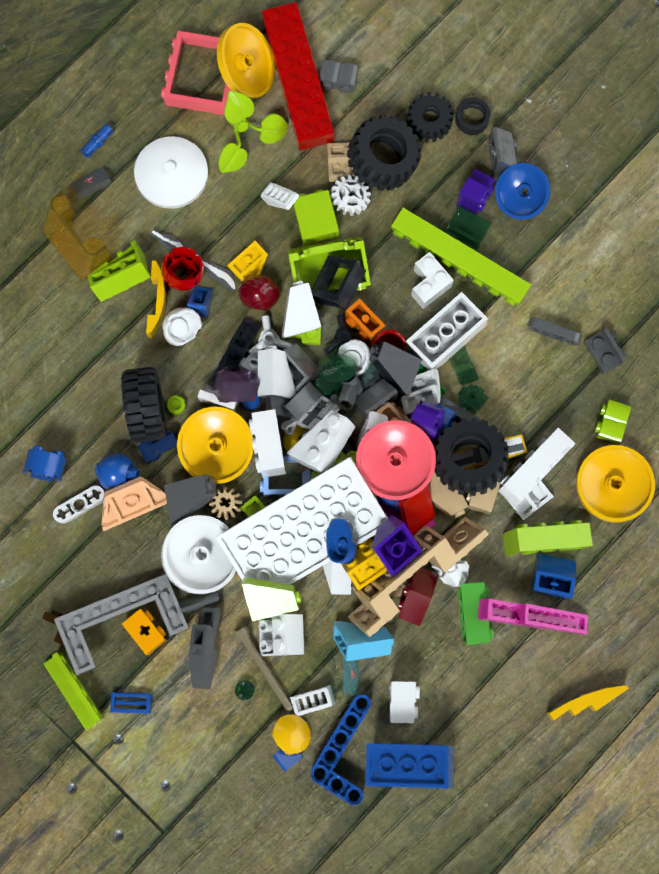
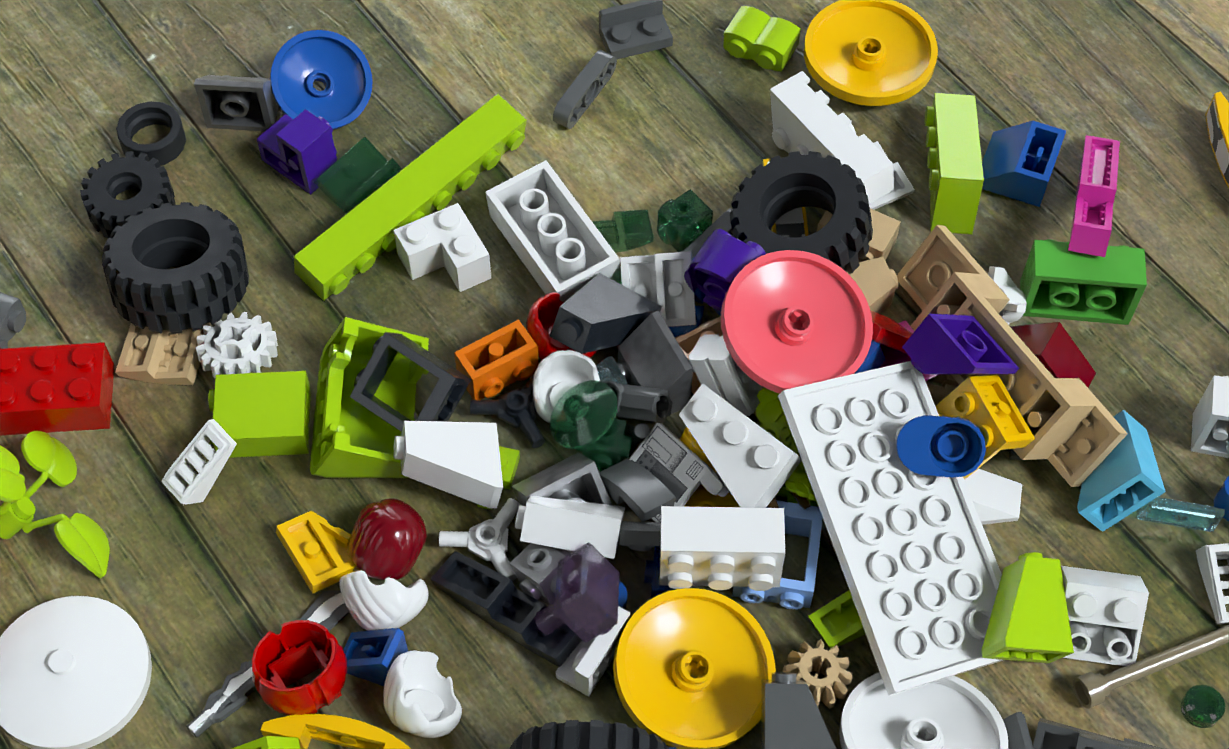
camera: 80 degrees left, 20 degrees down
(224, 297) = (382, 605): none -> white piece

